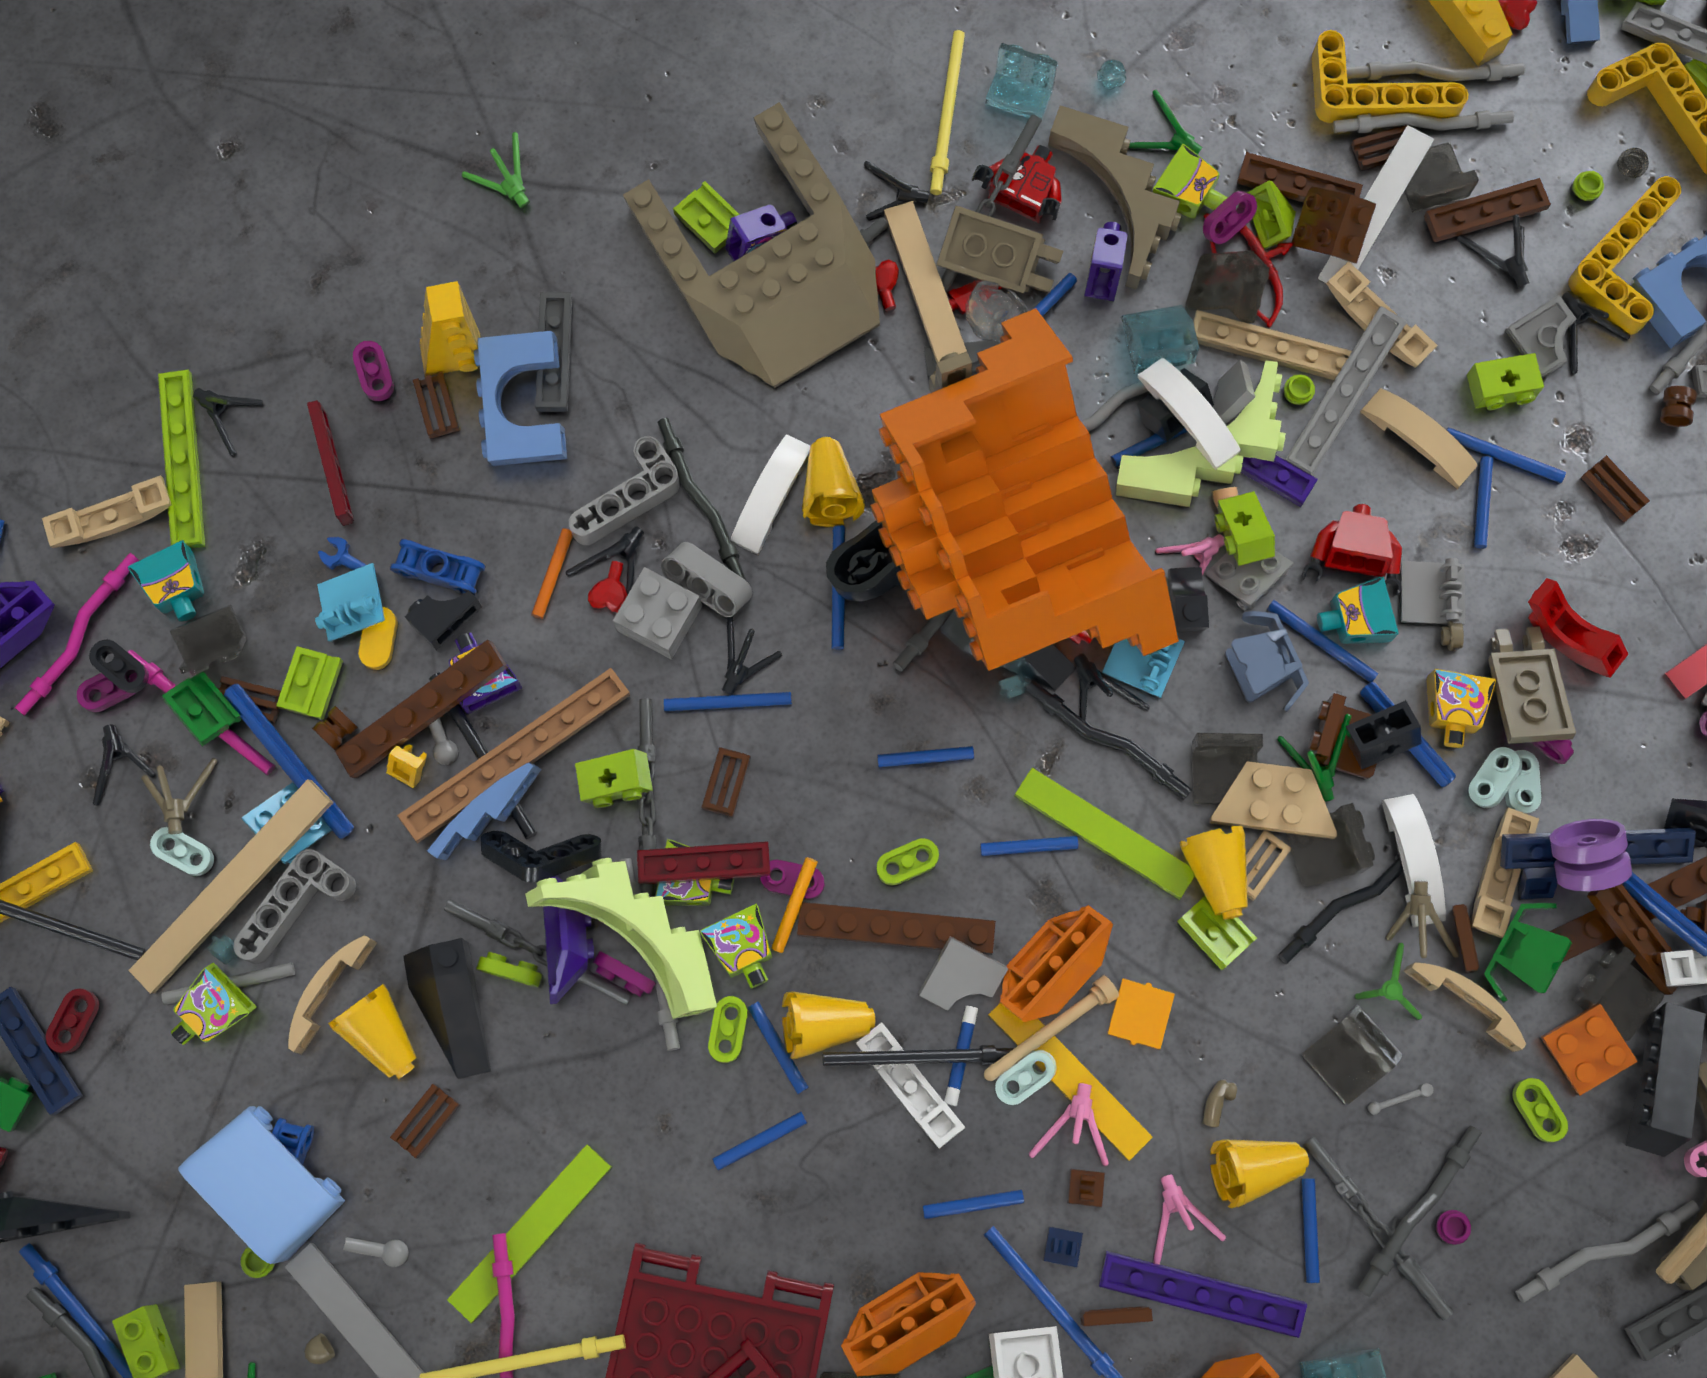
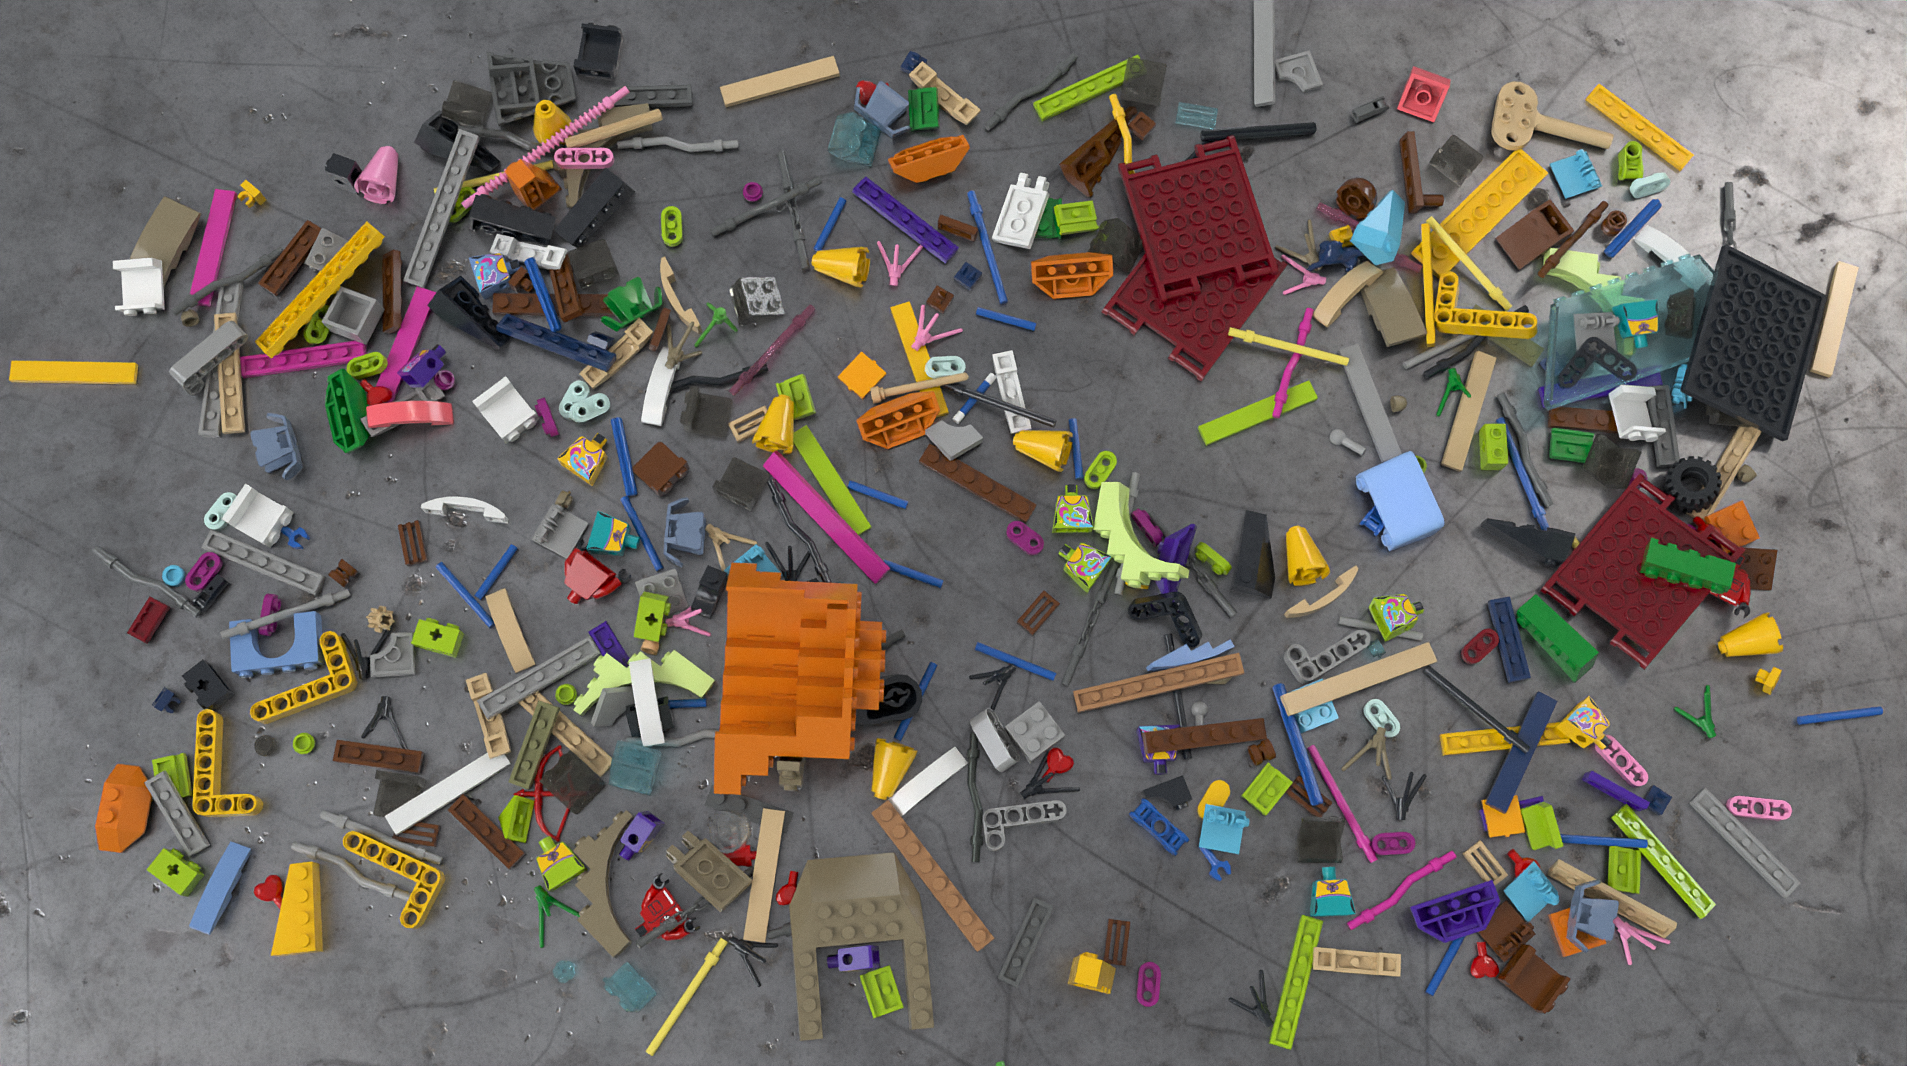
camera: 160 degrees left, 0 degrees up
(120, 667) = (1383, 848): black plate -> none
(201, 708) = (1339, 798): green plate -> none
(330, 463) = (1200, 930): dark red tile -> none
(405, 765) = (1227, 707): yellow tile -> none
(415, 1112) = (1308, 491): reddish brown tile -> none
(499, 361) = (1081, 891): medium blue arch -> none
(552, 573) = (1070, 812): orange bar -> none
(613, 778) = (1112, 646): lime brick -> none
(703, 863) = (1074, 563): dark red tile -> none
(711, 380) = (932, 876): none -> medium nougat plate
(759, 1141) = (1099, 404): blue bar -> none
(794, 904) = (1031, 520): light orange bar -> none
(907, 862) = (953, 515): lime plate -> none
(1055, 294) = (691, 826): blue bar -> none
(1085, 777) = (826, 517): none -> dark pink tile
(1214, 1102) = (847, 308): dark tan arm -> none
(1215, 682) = (719, 537): none -> tan plant
(1228, 218) = (546, 825): magenta plate -> none
(1274, 1049) = (746, 377): none -> clear pink bar
(1276, 801) = (723, 452): tan wing -> none
(1302, 307) = (534, 745): none -> olive plate
(1324, 773) = (688, 454): green plant -> none
(1333, 223) = (485, 786): reddish brown bracket -> none
(1383, 734) = (641, 455): black brick -> none
(1424, 1090) = (726, 265): light grey hinge -> none
(1530, 689) = (540, 444): dark tan tile -> none
(1538, 570) = (440, 506): none -> white slope
(1571, 634) = (492, 464): red arch -> none
(1589, 1049) = (626, 243): orange plate -> none
(1591, 855) = (568, 331): medium lavender wheel -> none
(1593, 369) = (380, 619): none -> tan gear
(1609, 723) = (506, 410): none -> white panel

